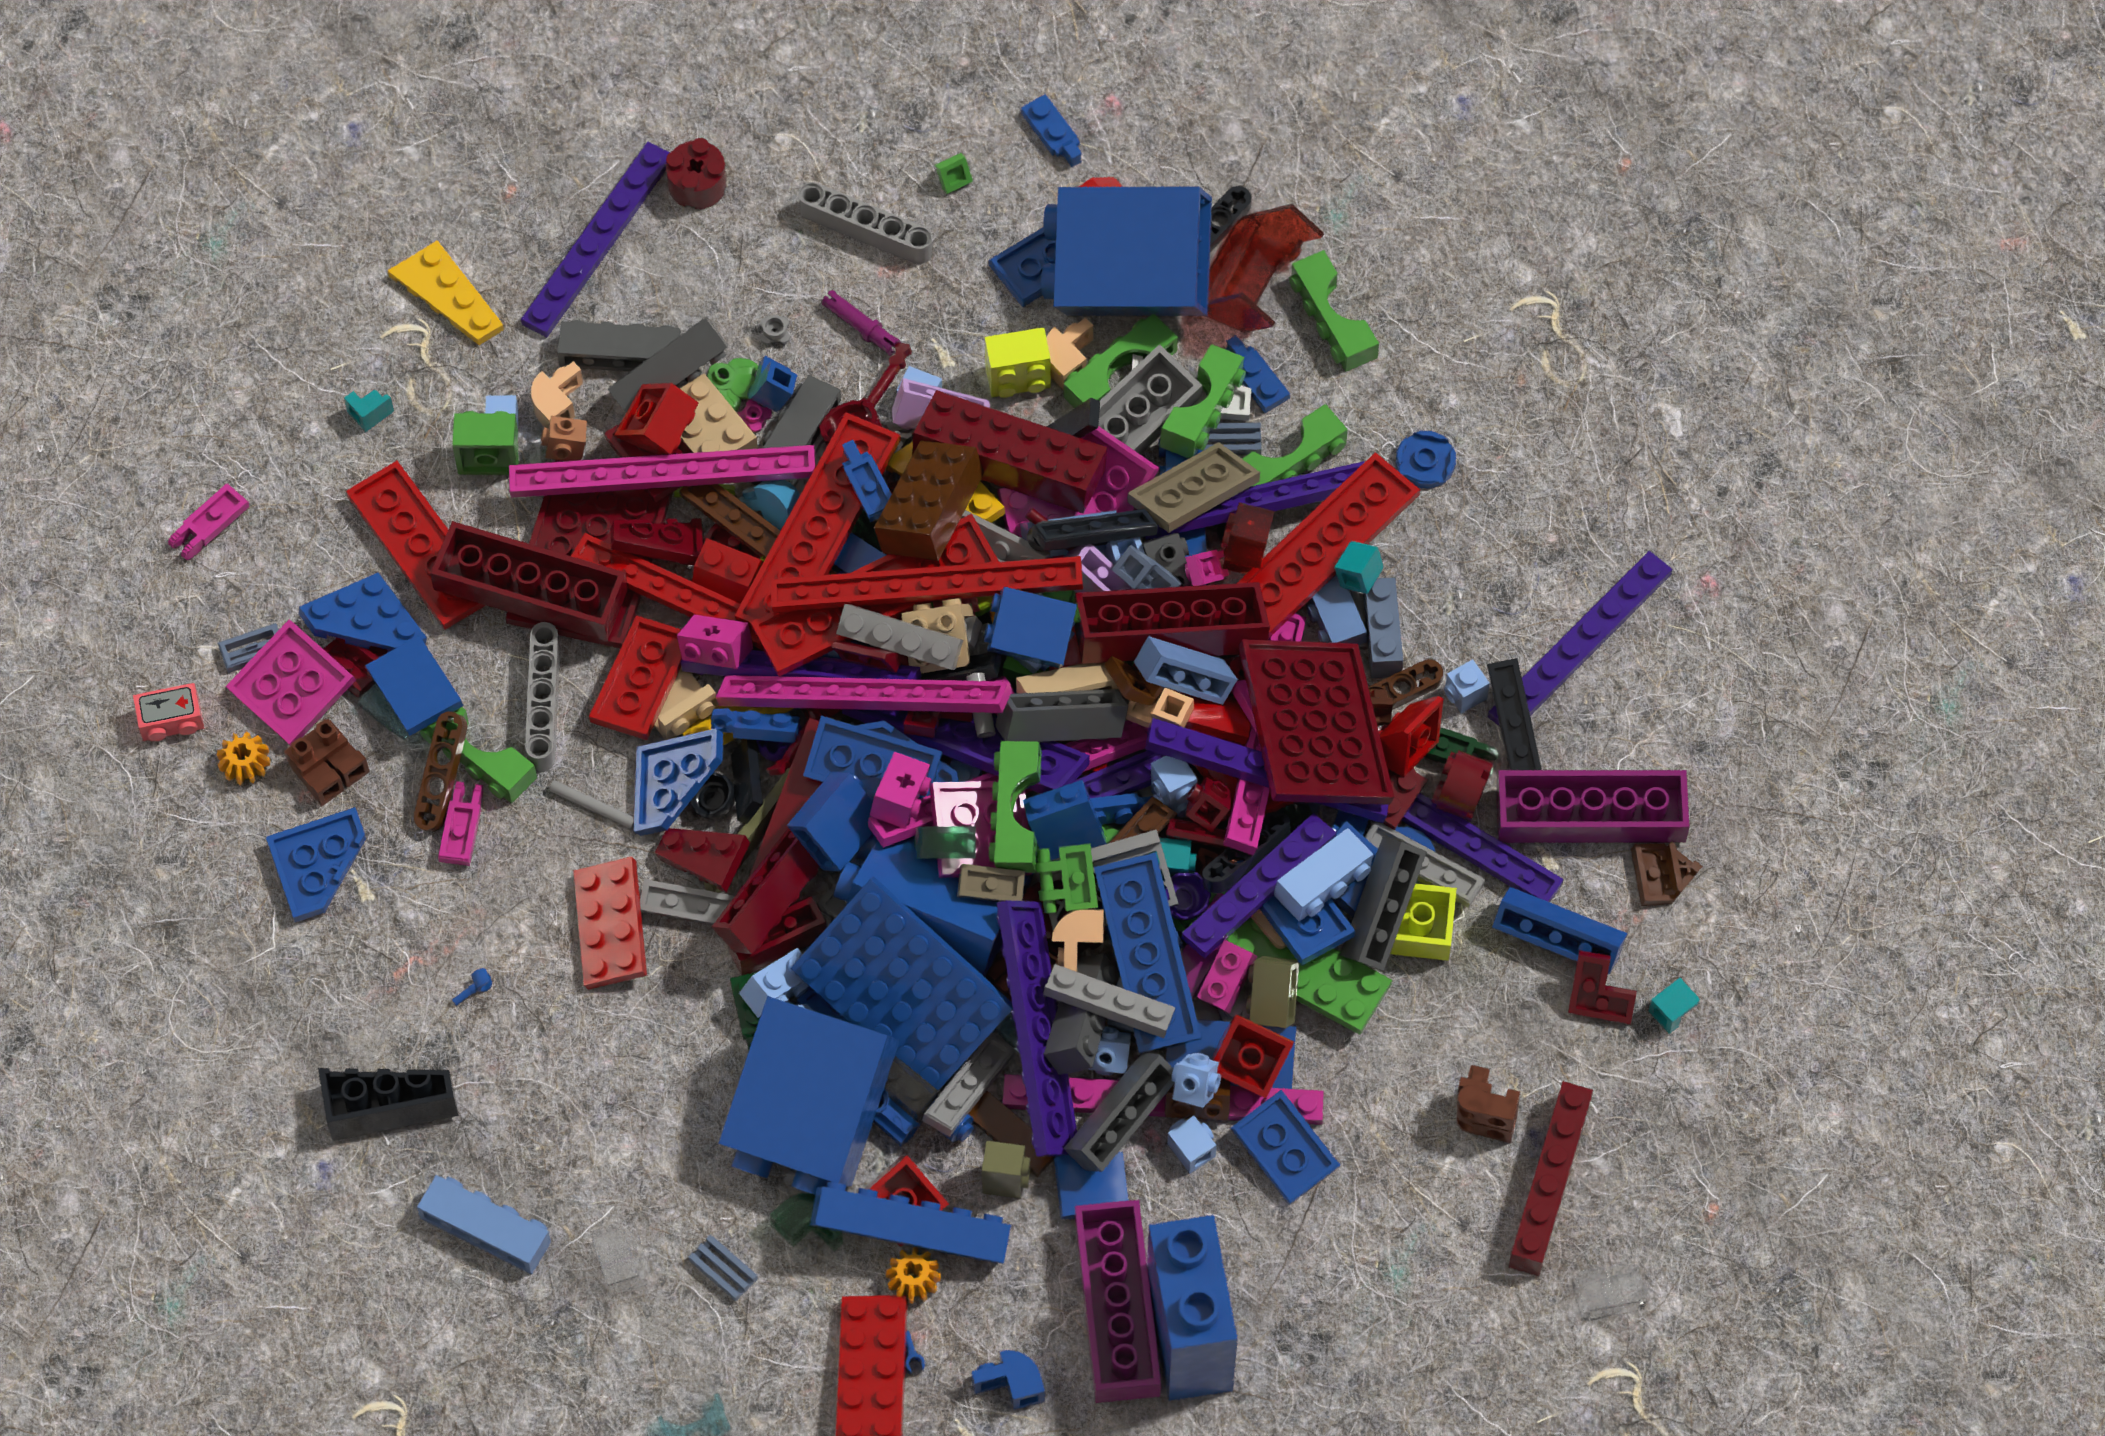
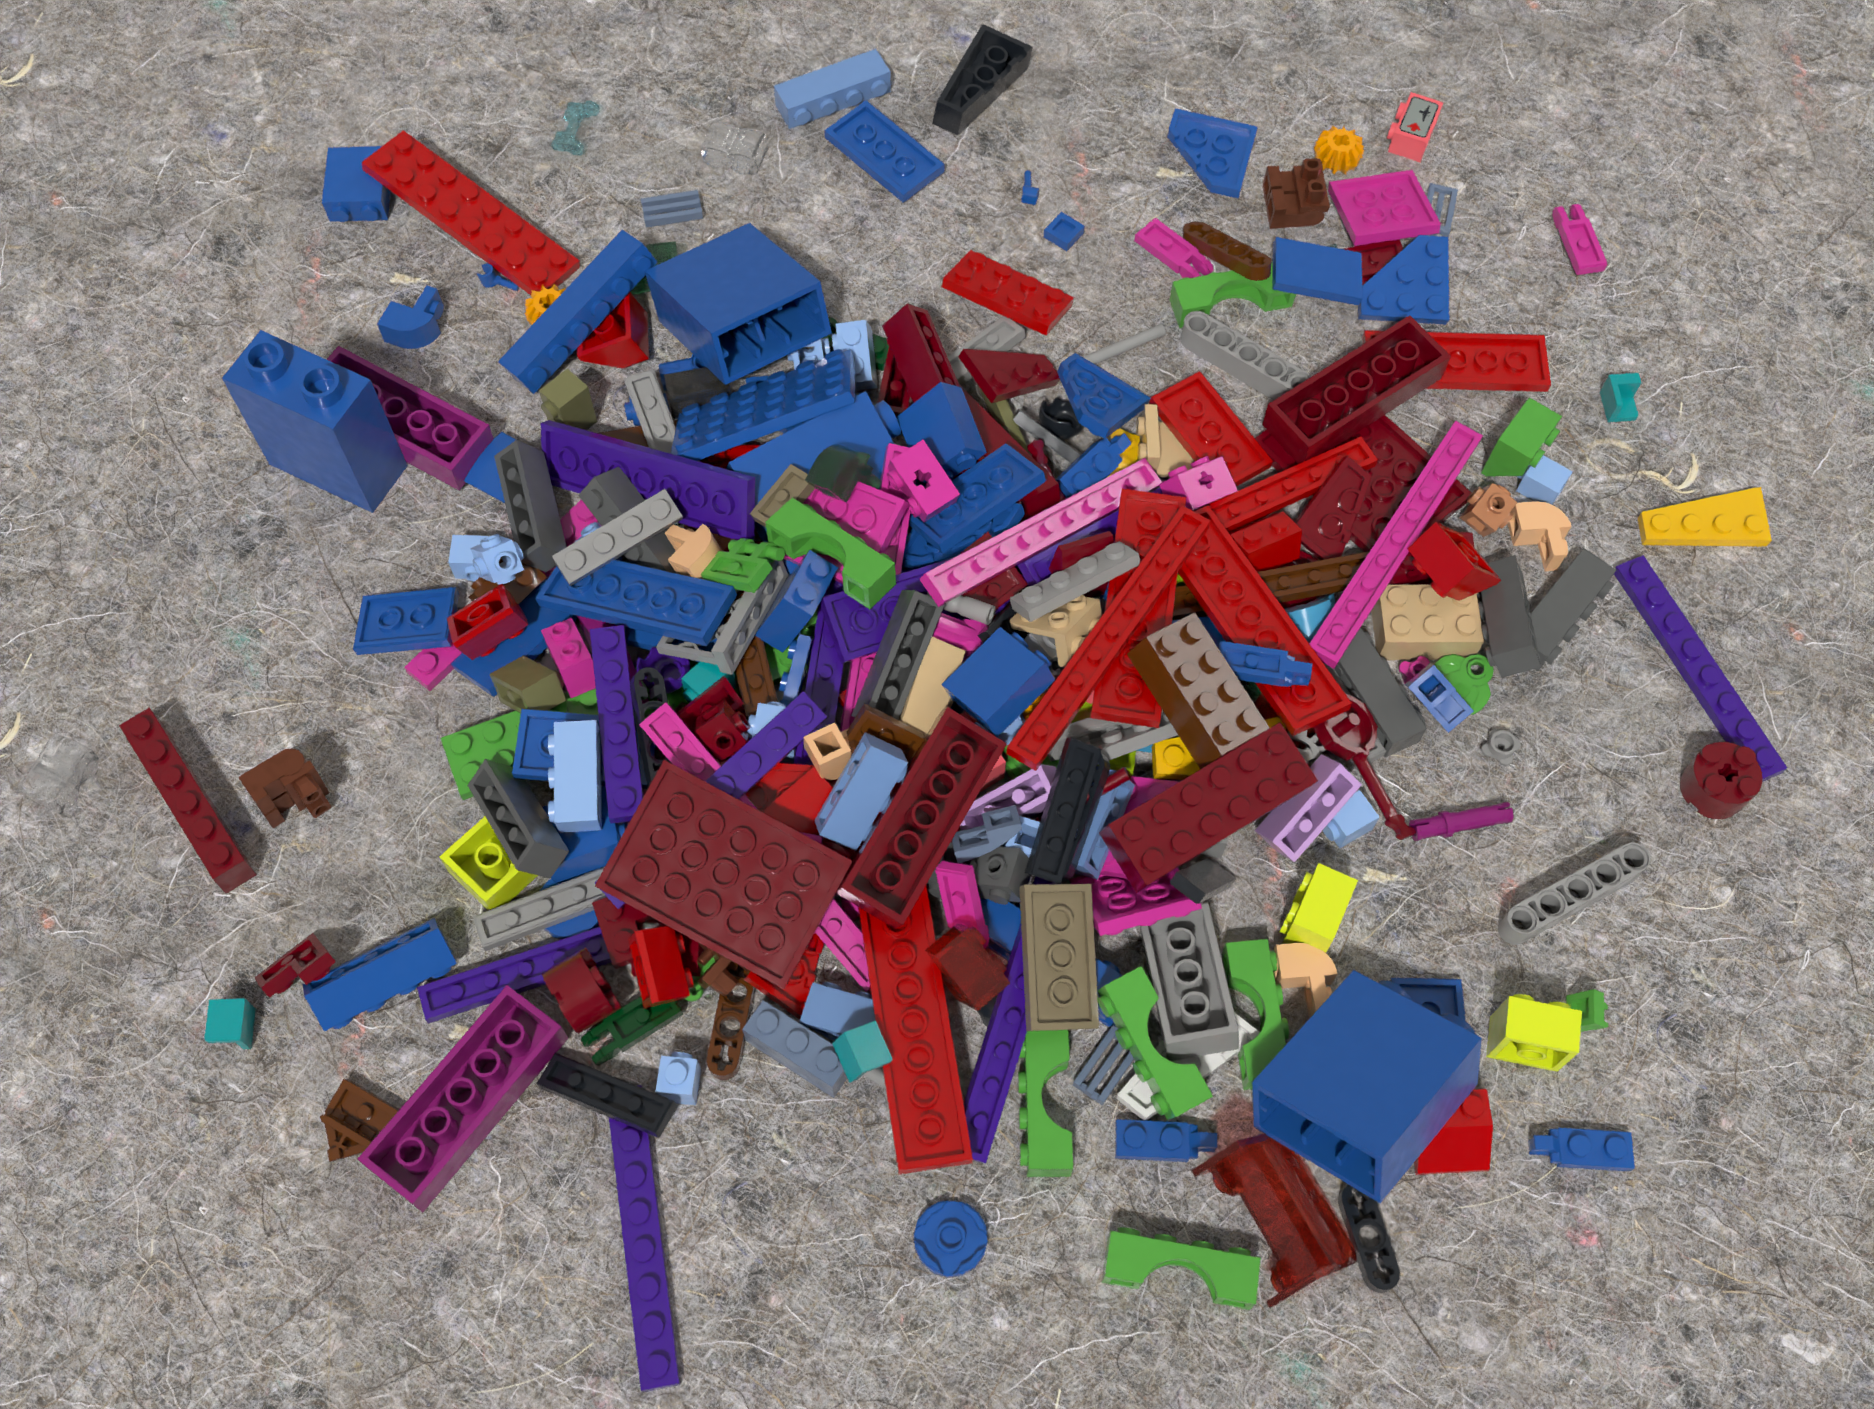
camera: 125 degrees right, 0 degrees up
(505, 923) = (1064, 231): none -> blue plate
(523, 1131) = (884, 151): none -> blue plate
(1001, 189) = (1534, 1033): none -> neon yellow brick

